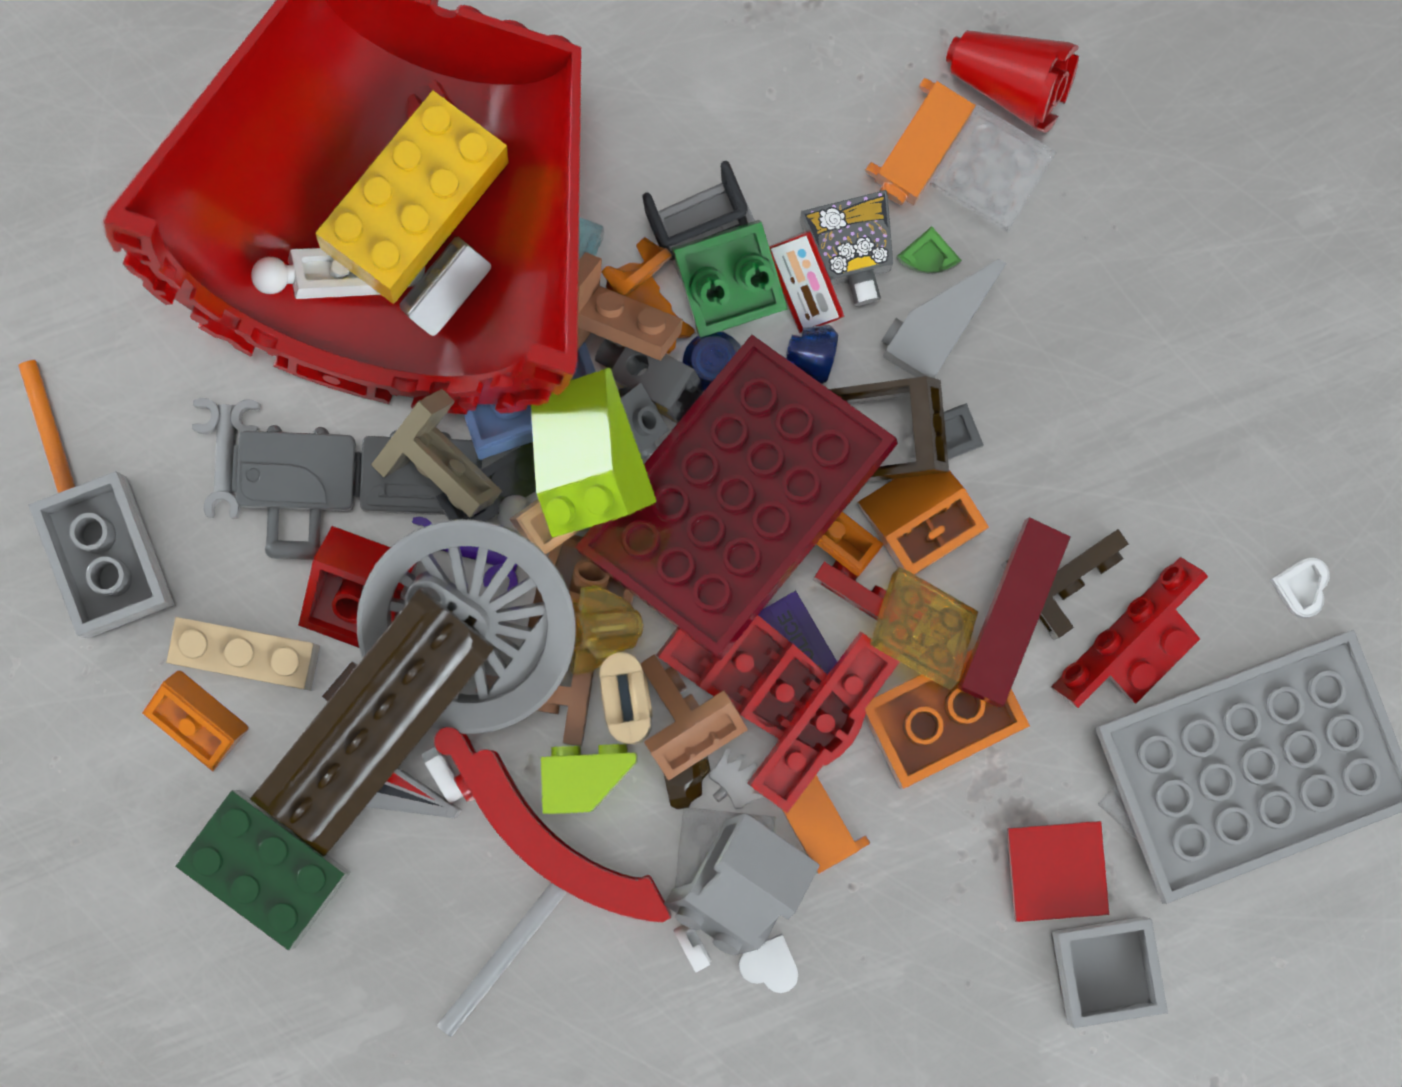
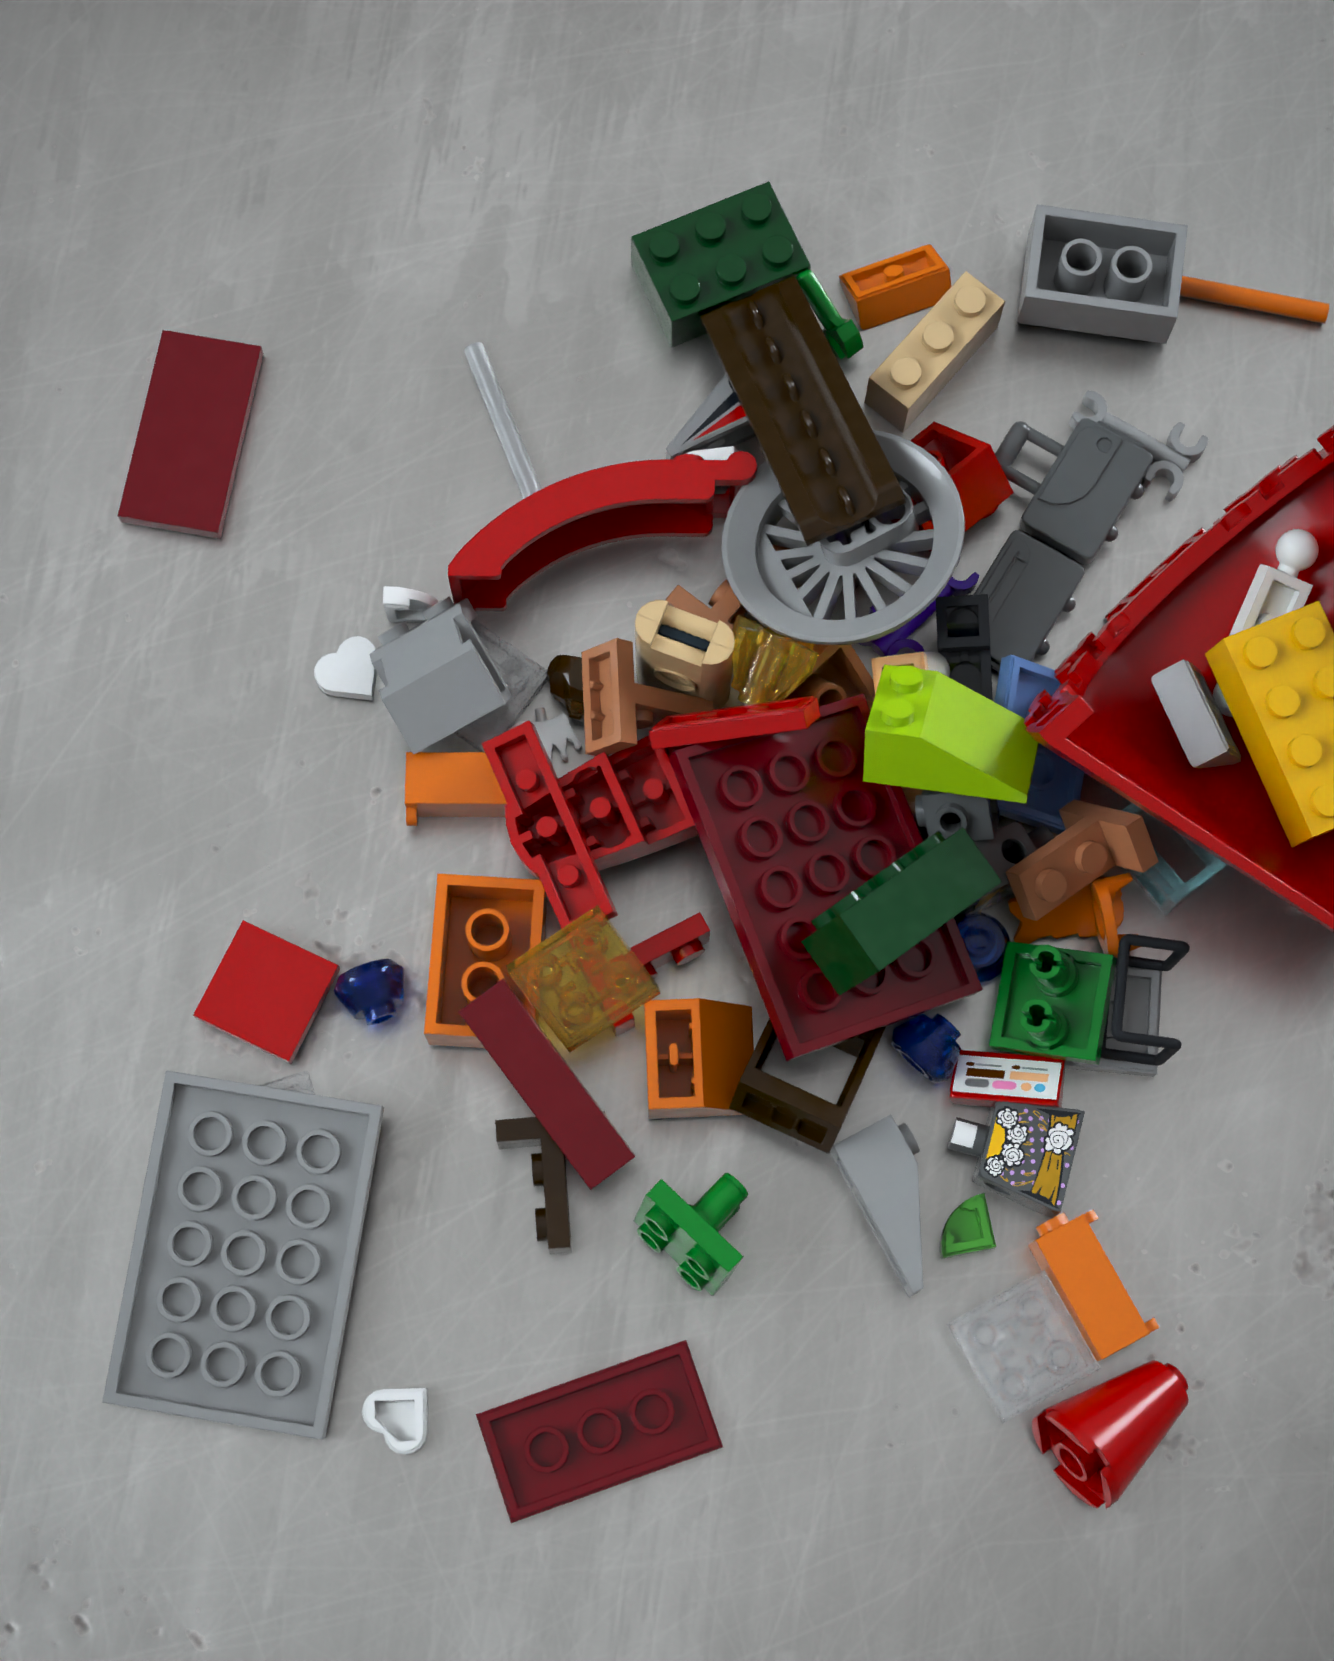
camera: 120 degrees right, 10 degrees down
(267, 744) = (840, 332): none -> green bar
(437, 456) = (1025, 610): dark tan bracket -> none
(582, 781) = (632, 570): lime slope -> none
(666, 623) = (735, 722): none -> red tile
(744, 417) = (898, 908): none -> dark green brick
(796, 625) = (657, 876): tile -> none
(850, 544) = (714, 967): orange slope -> none
(961, 432) = (765, 1150): dark grey tile -> none
(1012, 790) = (372, 990): none -> clear blue cone
(1053, 445) = (692, 1231): none -> green plate
(1109, 972) = (137, 978): light grey piece -> none
(1140, 643) = (441, 1208): red bracket -> none
(1228, 438) = (598, 1431): none -> dark red tile

